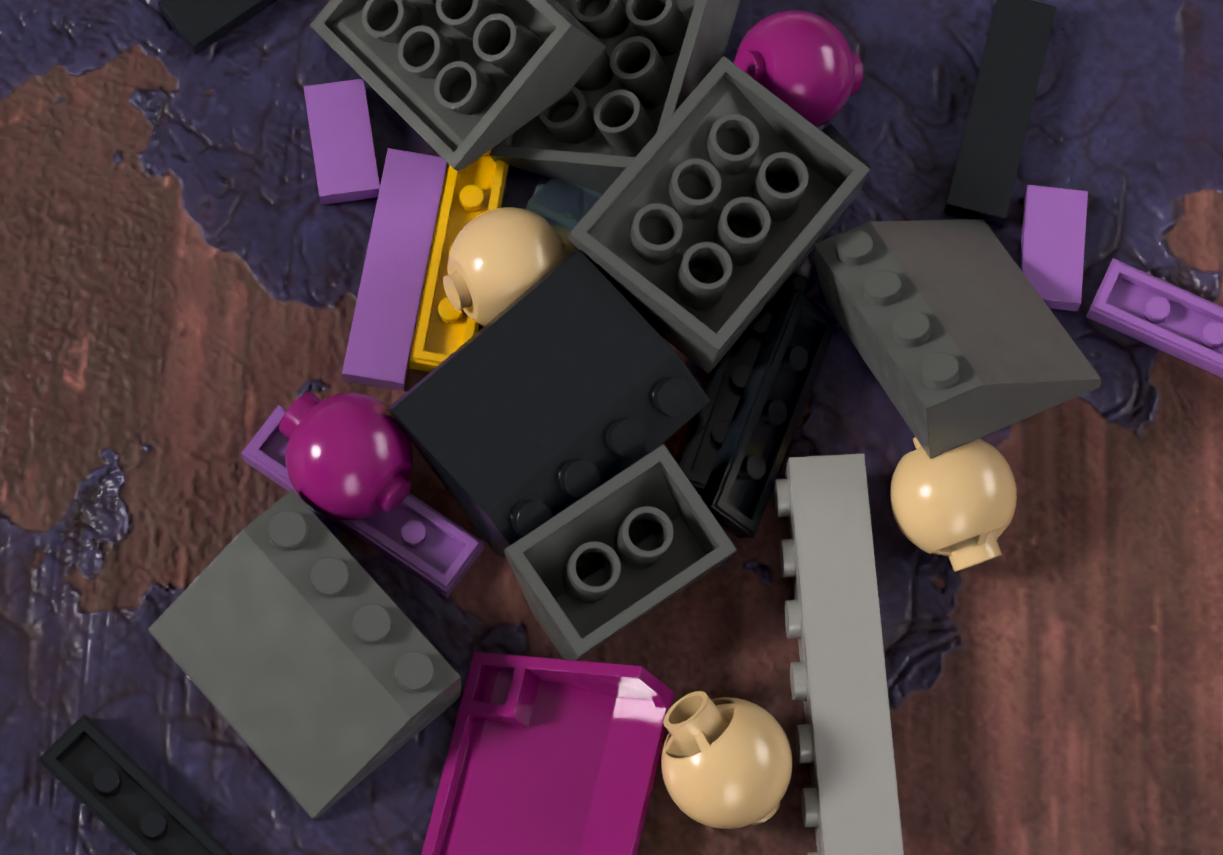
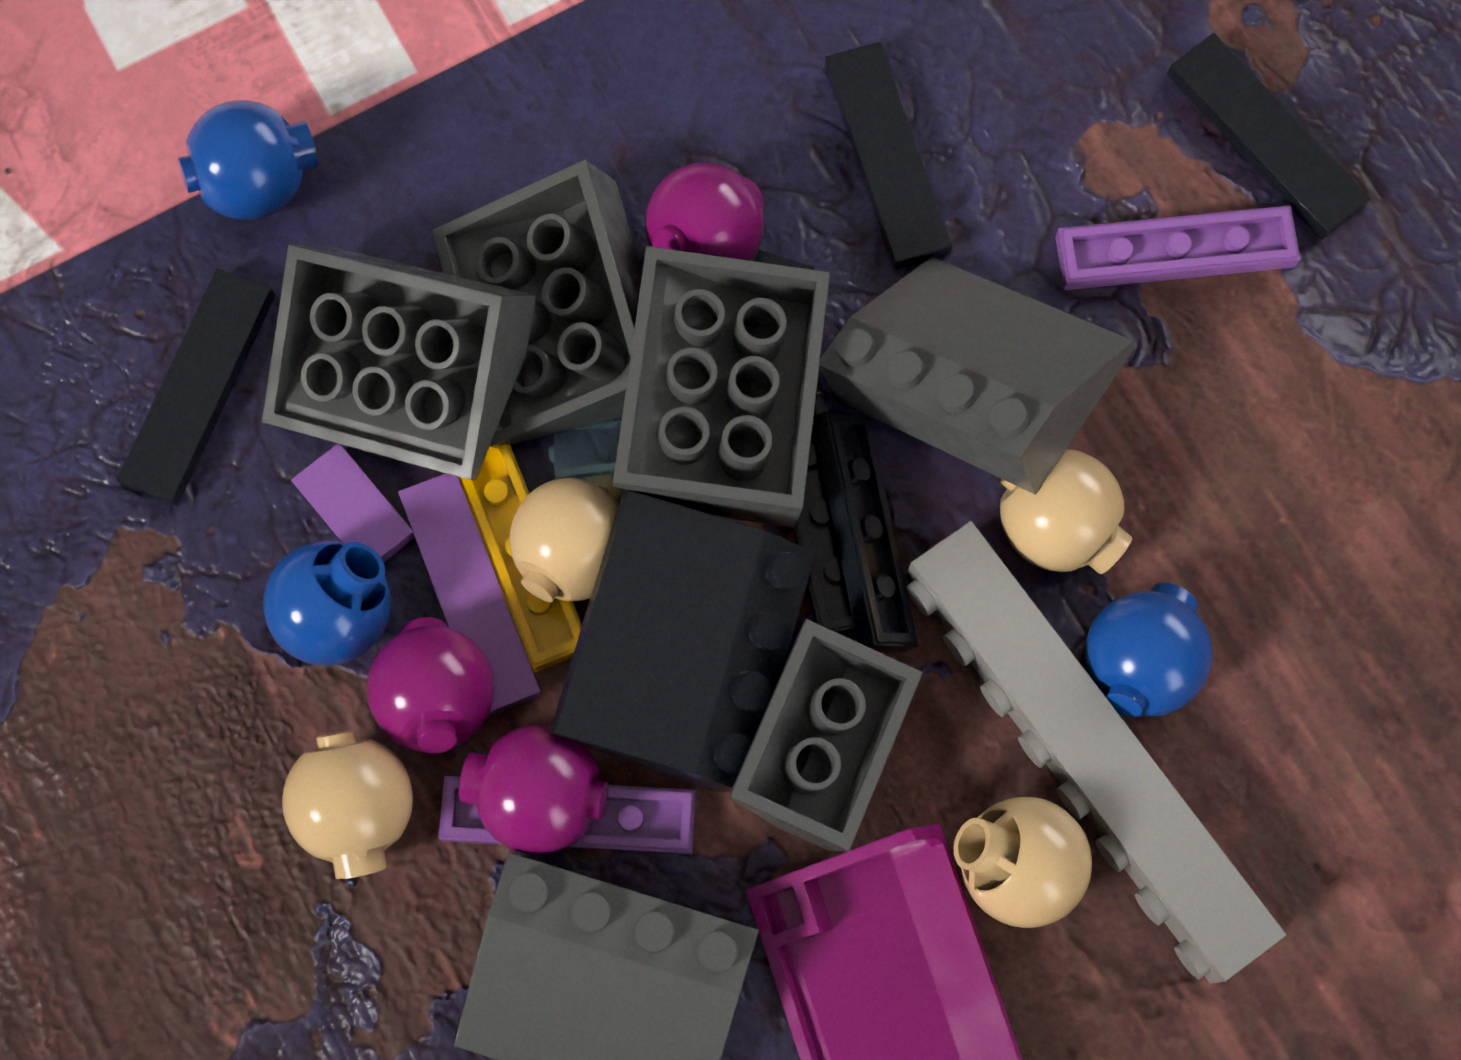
camera: 25 degrees left, 5 degrees up
(185, 372) = (348, 802): none -> tan brick
(271, 200) = (327, 602): none -> blue brick
(312, 321) = (430, 687): none -> magenta brick
(952, 658) = (1149, 651): none -> blue brick
(1054, 244) = (1003, 243): medium lavender tile -> none

